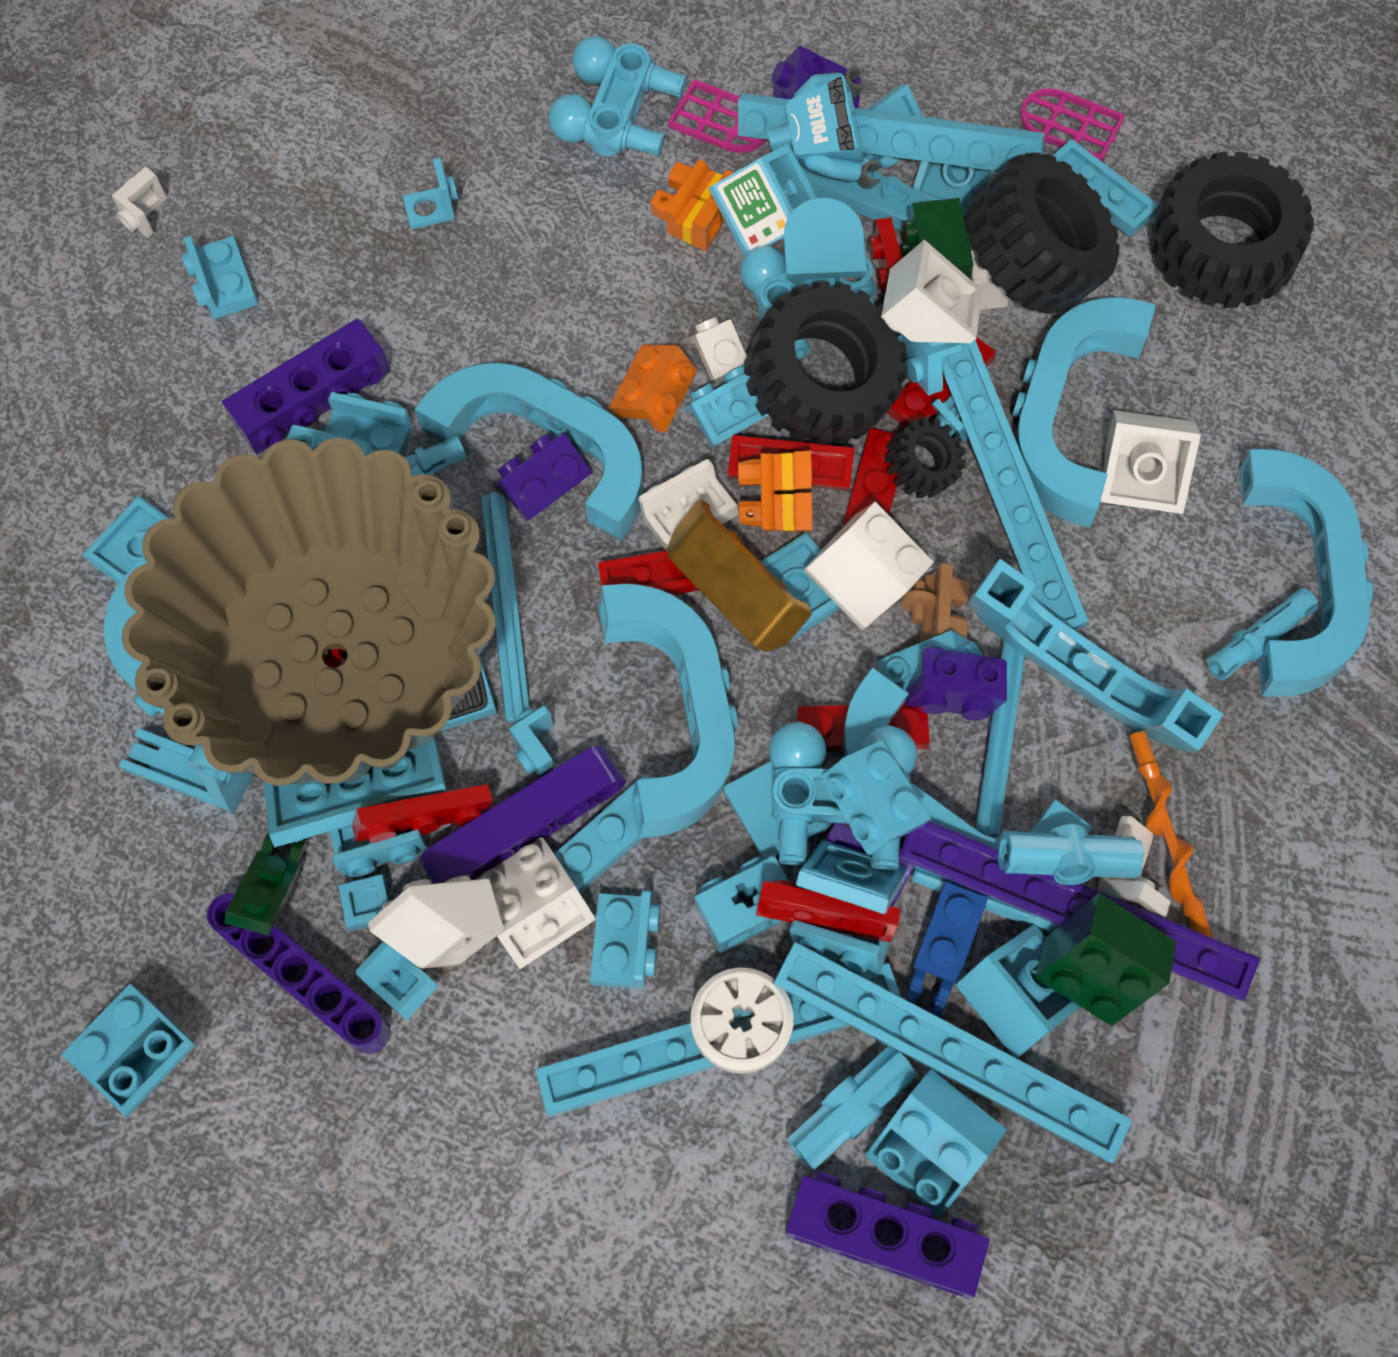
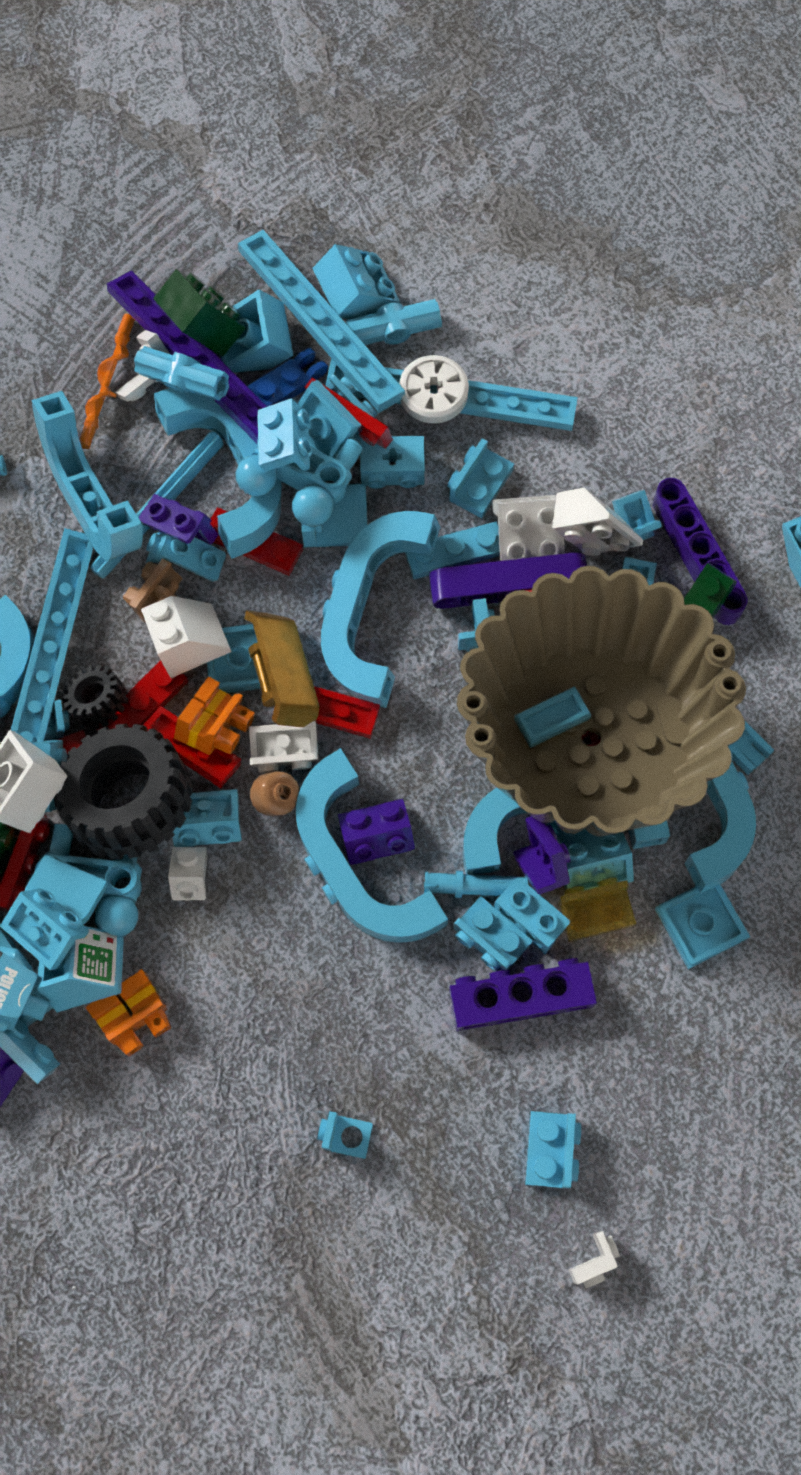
camera: 155 degrees left, 5 degrees up
(386, 645) = (552, 717): none -> medium azure tile
(505, 607) = (440, 770): medium azure axle -> none
(624, 80) = (137, 1154): medium azure piece -> none
(654, 385) = (255, 864): orange bracket -> none
(667, 449) = (274, 793): none -> medium nougat head
(702, 122) = (75, 1103): dark pink window -> none
(814, 193) = (43, 926): none -> medium azure bracket
(965, 1248) = (386, 218): dark purple brick -> none

